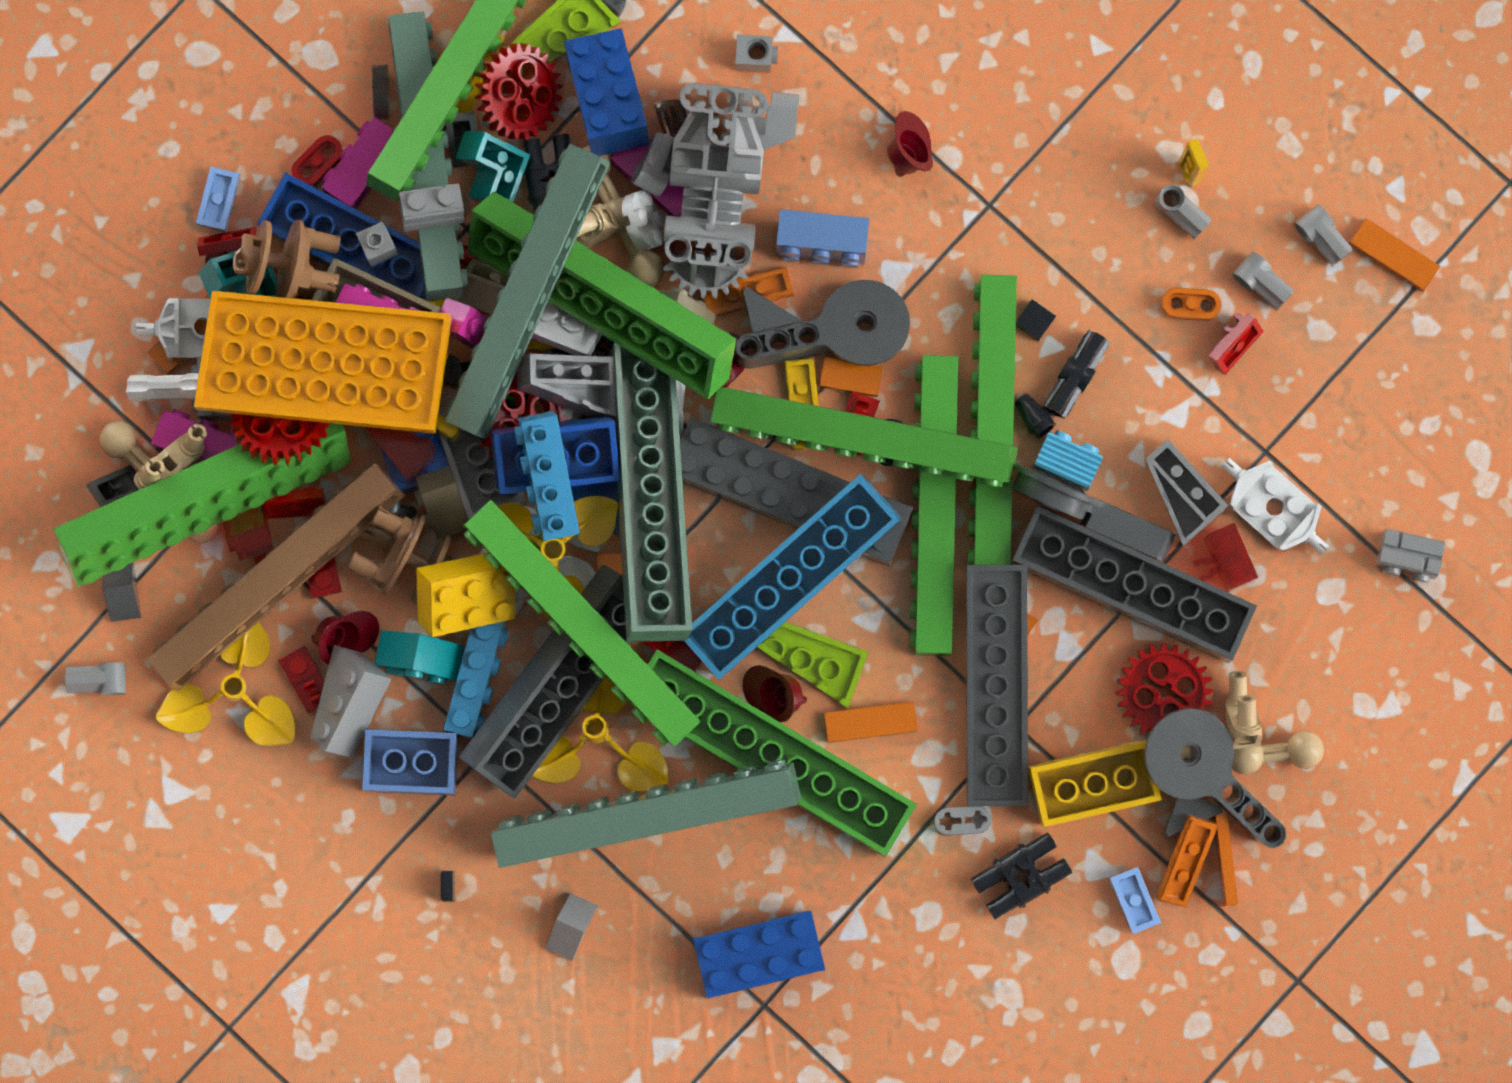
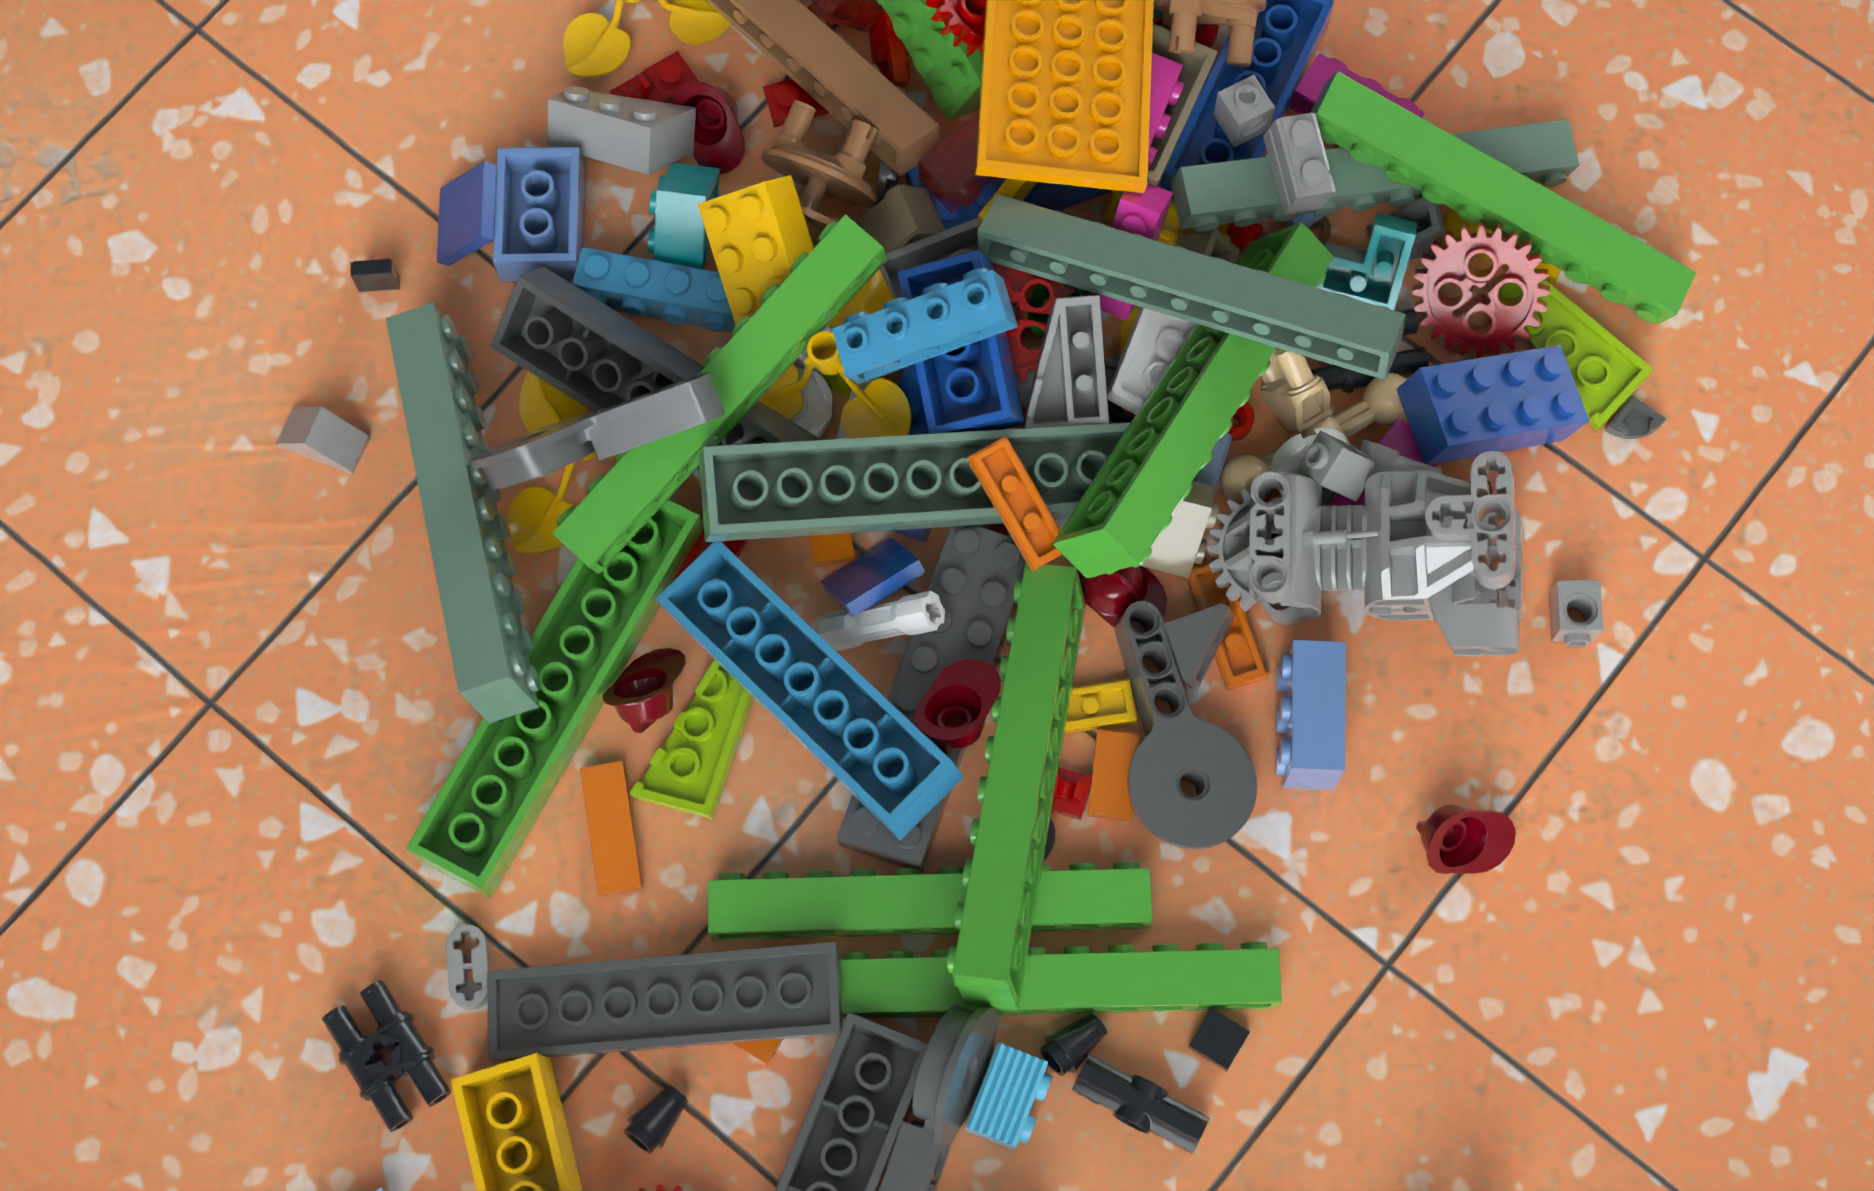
camera: 90 degrees right, 10 degrees down
(316, 161) = (1359, 51): red plate -> none
(380, 91) = (1464, 119): clear smoke beam -> none
(407, 816) = (467, 213): none -> blue tile
(612, 736) = (603, 431): none -> dark grey beam
(654, 202) = (1337, 465): none -> light grey brick
(672, 422) = (1017, 502): none -> orange tile
(707, 532) = (872, 577): none -> blue tile
(740, 546) = (908, 616): none -> white axle
(759, 954) = (274, 686): blue brick -> none
(809, 472) = (958, 704): none -> dark red piece
(1072, 695) = (655, 1120): none -> black cone

